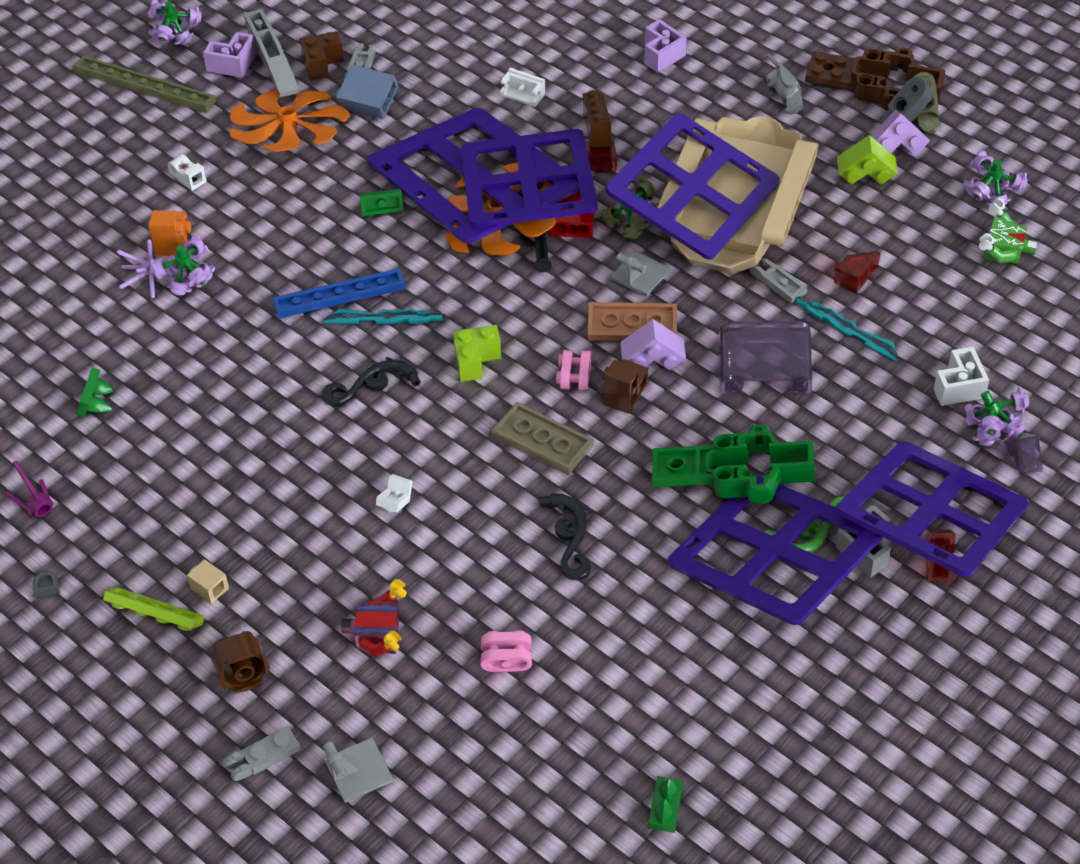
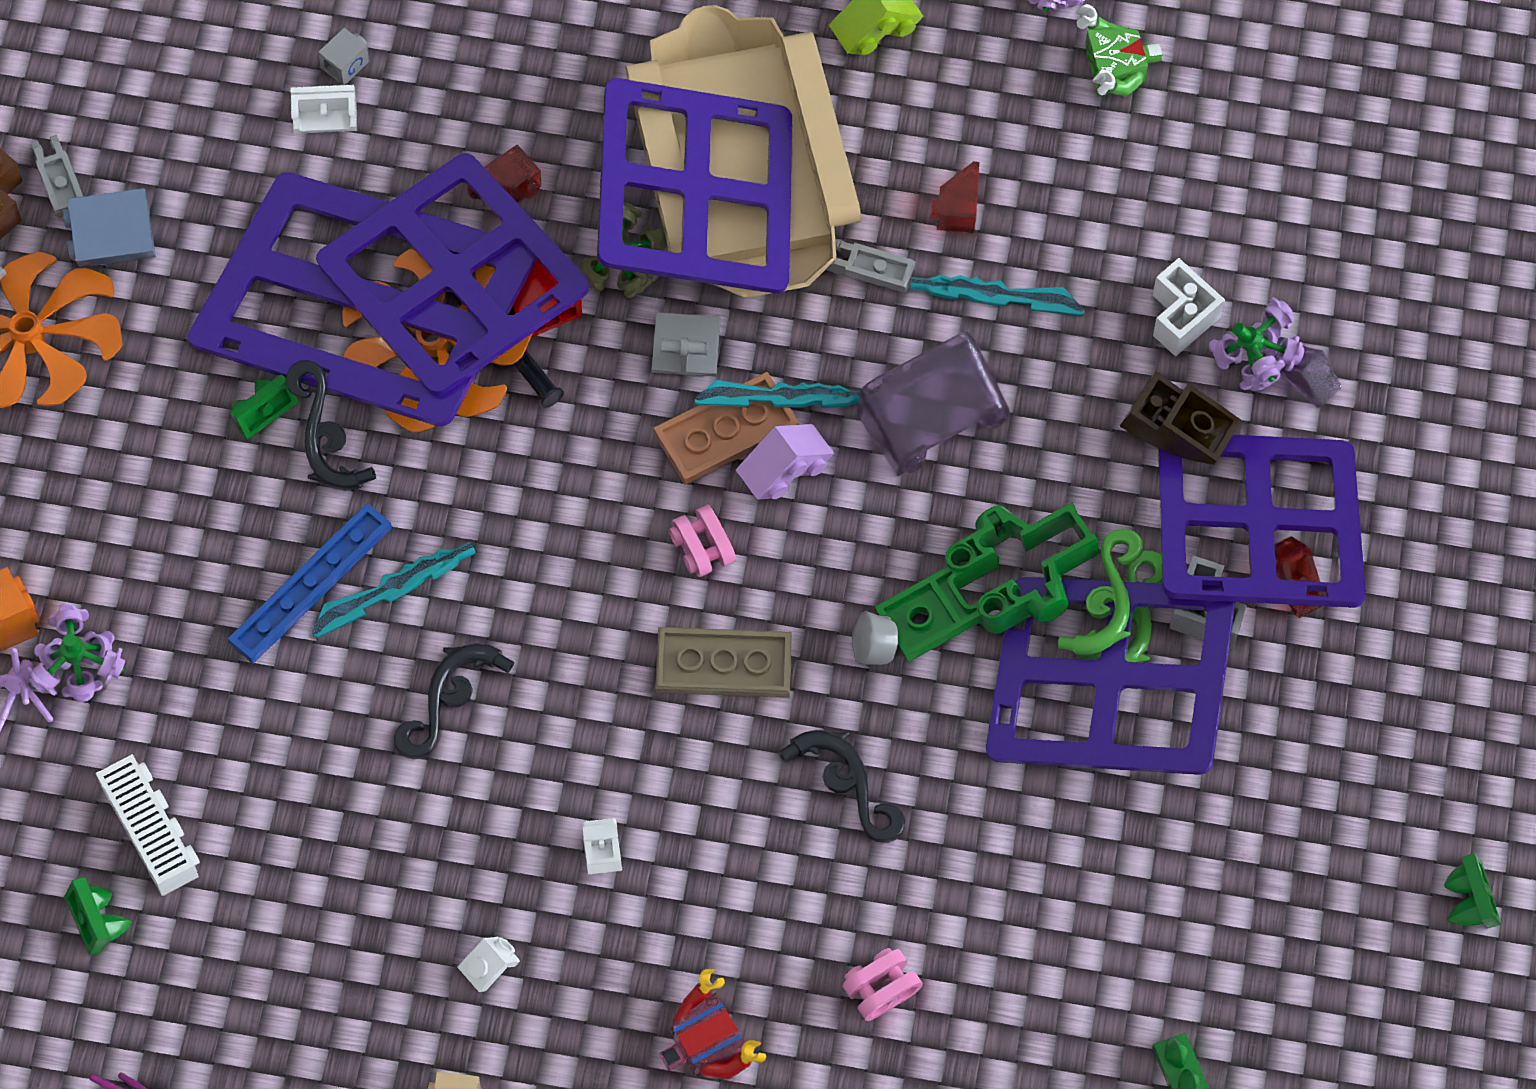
camera: 35 degrees left, 15 degrees up
(157, 365) = (147, 824): none -> white brick
(283, 521) = (488, 962): none -> white bracket
(401, 222) = (314, 431): none -> black plant
(474, 347) = (550, 580): lime brick -> none
(552, 68) = (344, 56): none -> light grey brick
(597, 119) = (476, 123): reddish brown brick -> none
(623, 384) = (781, 532): reddish brown brick -> none
(639, 463) = (874, 639): none -> light grey hair
(674, 317) = (781, 395): none -> teal sword
(793, 502) = (1098, 597): none -> bright green plant
(917, 435) = (1180, 421): none -> dark brown slope
(946, 808) = (1480, 907): none -> green tile

